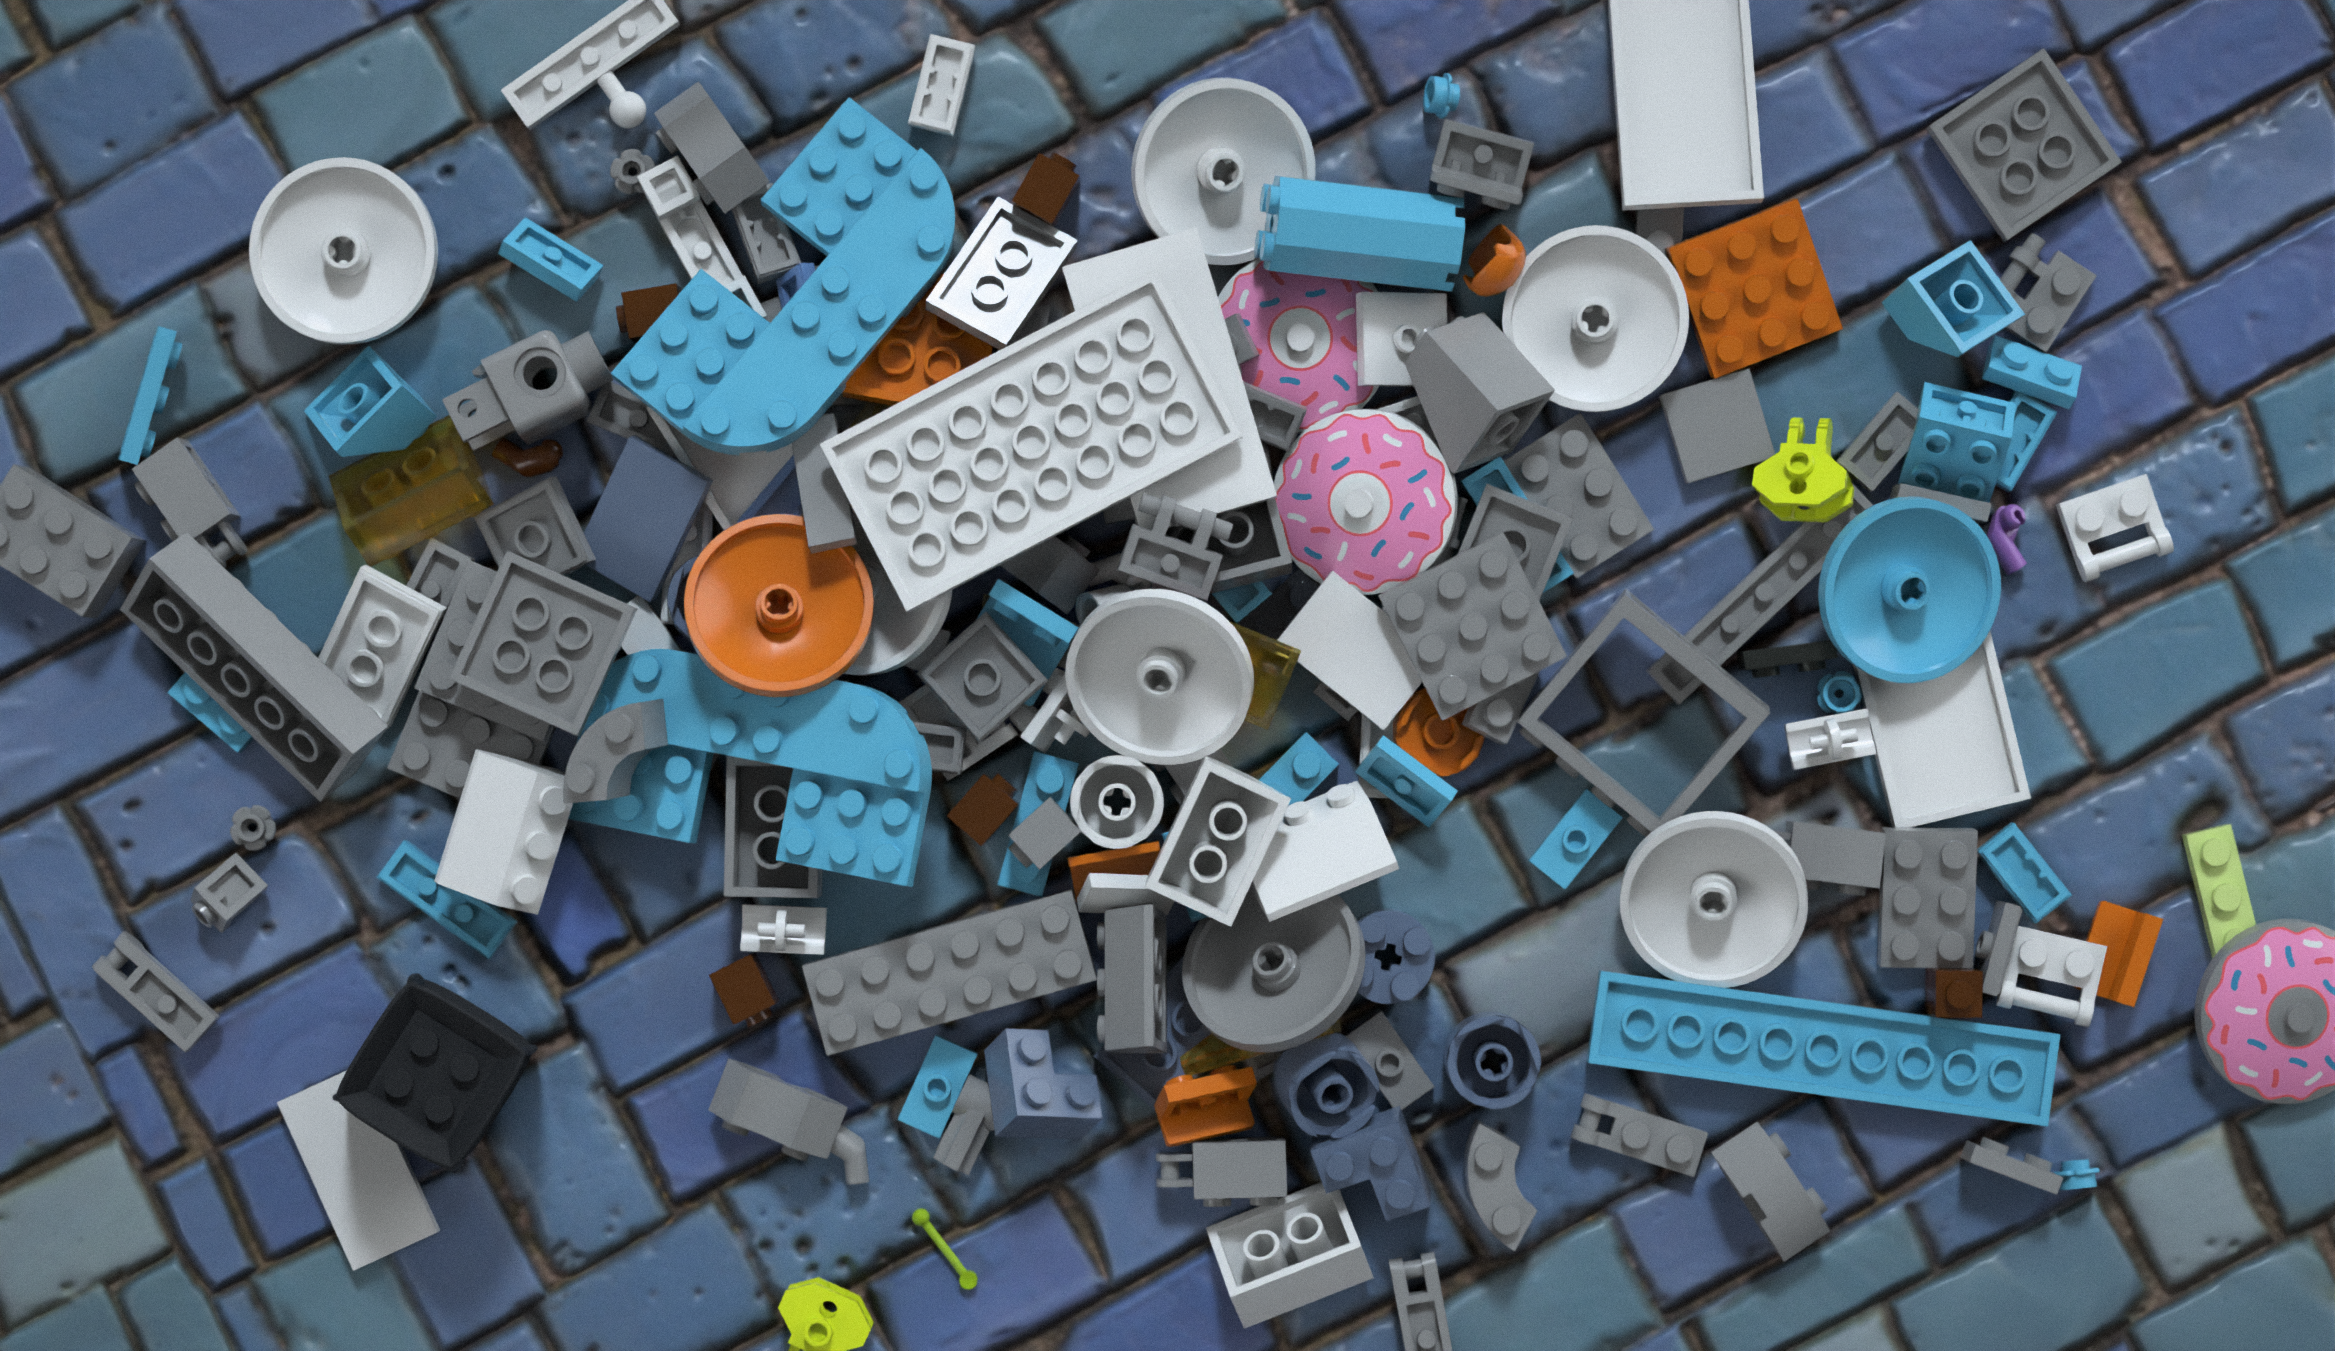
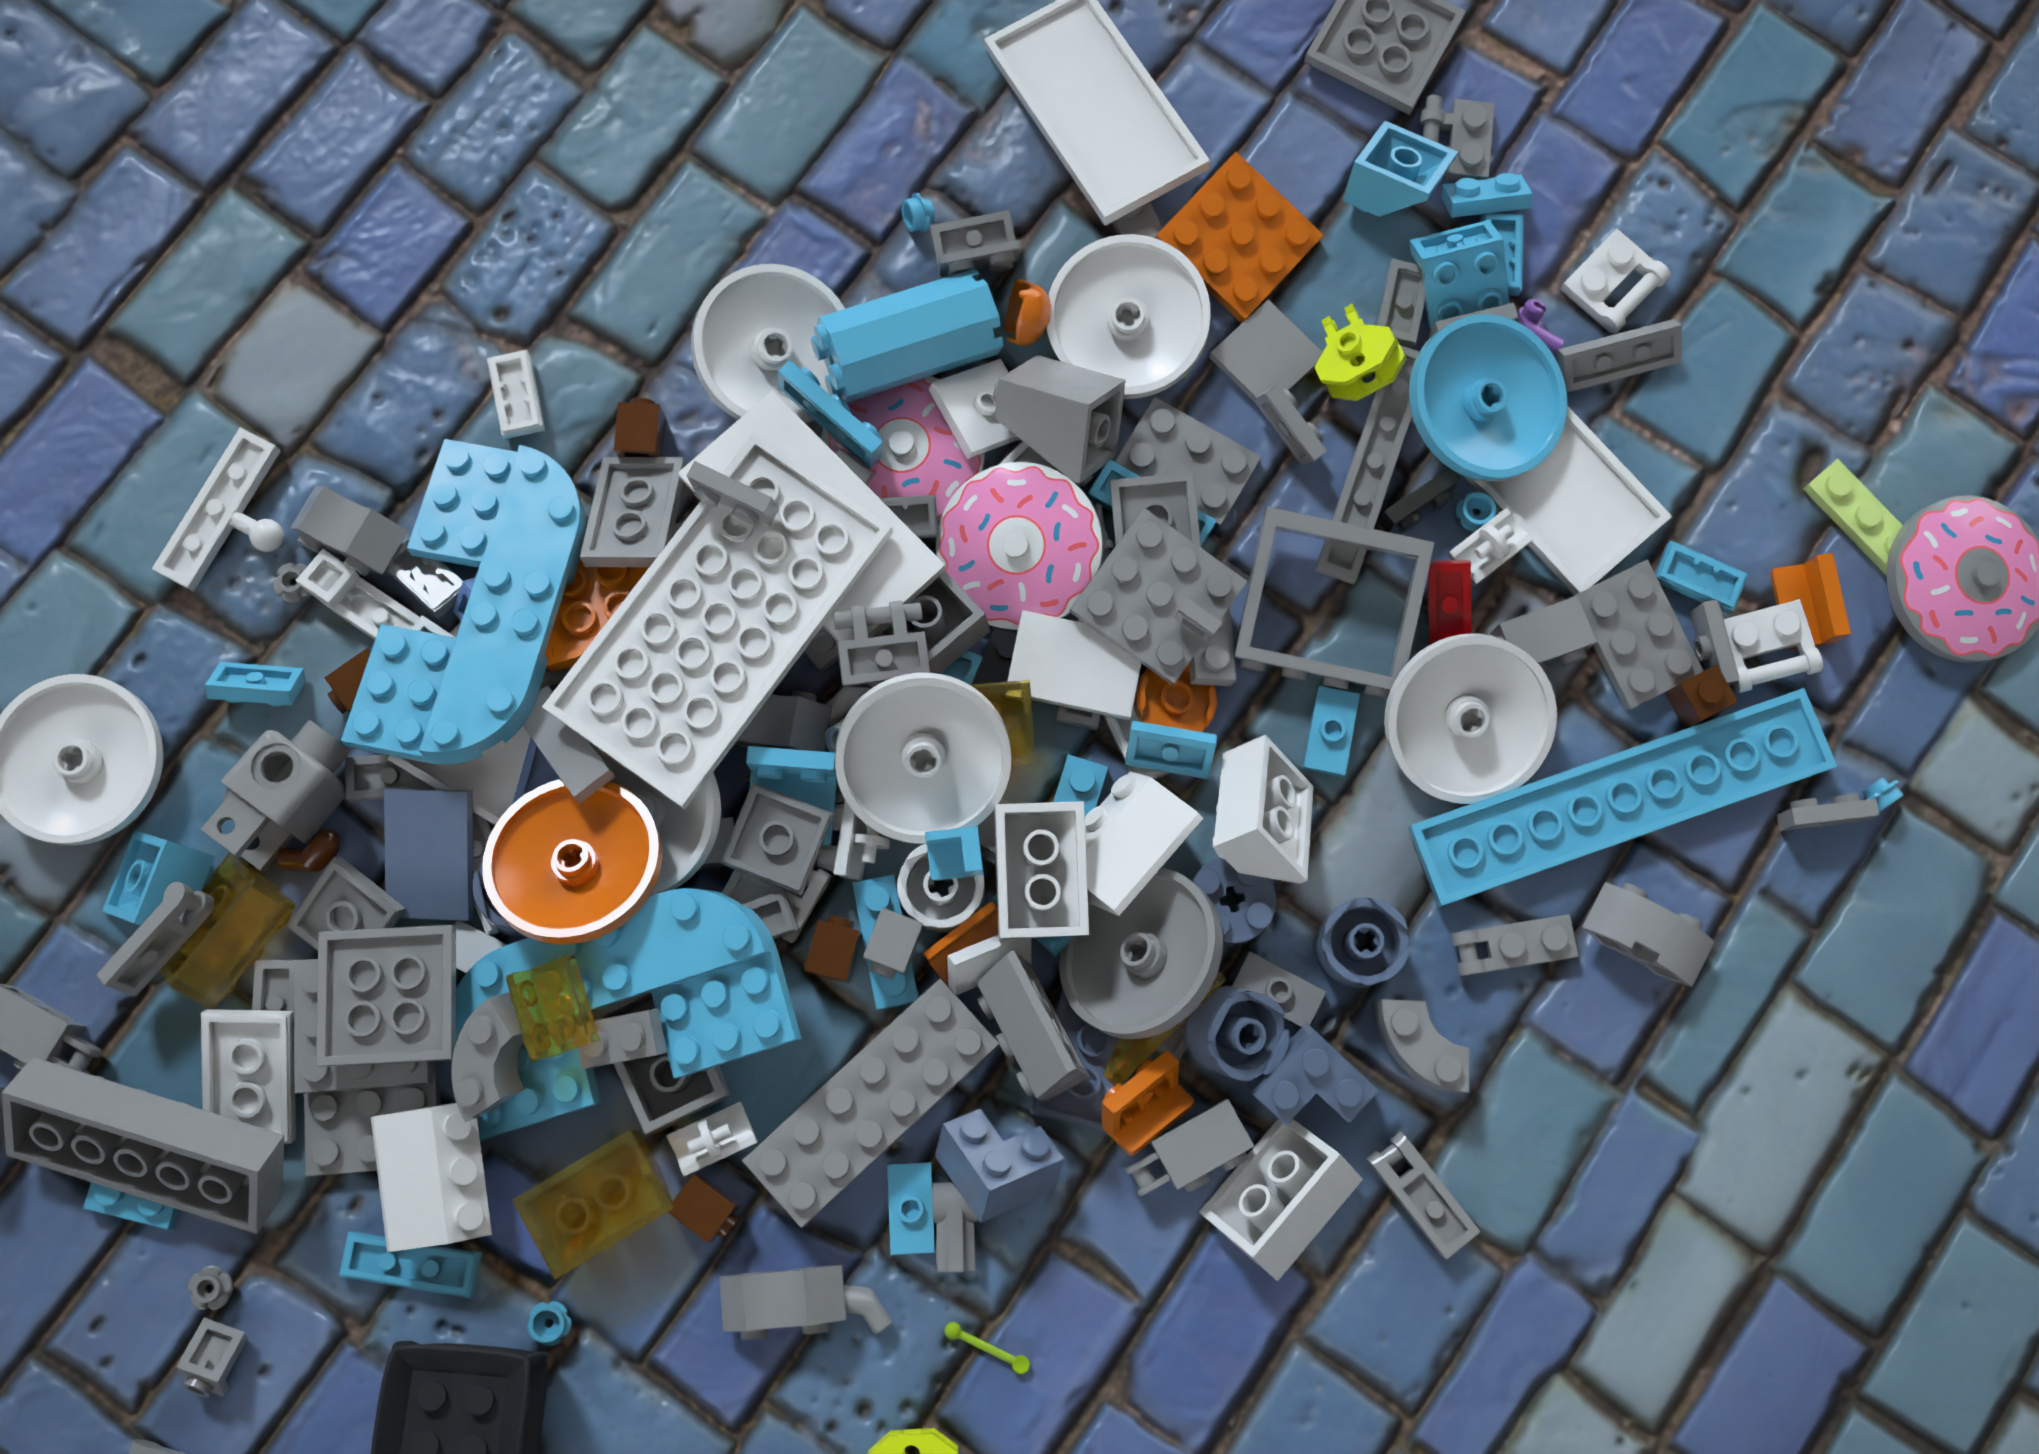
camera: 30 degrees left, 10 degrees down
(350, 476) = (157, 939): none -> light grey plate
(538, 1019) = (561, 1323): none -> medium azure plate
(647, 935) = (594, 1202): none -> clear yellow slope
(694, 739) = (552, 1008): none -> clear yellow bracket
(743, 797) = (625, 1039): none -> light grey plate
(1089, 313) = (746, 502): none -> light grey plate
(1143, 782) = (954, 853): none -> medium azure panel
(1245, 275) = (830, 413): none -> medium azure plate
(1462, 890) = (1263, 813): none -> white slope
(1494, 676) = (1197, 620): none -> light grey tile
(1703, 531) = (1300, 437): none -> light grey plate
(1758, 773) = (1449, 599): none -> red plate
(2072, 609) = (1621, 355): none -> light grey plate

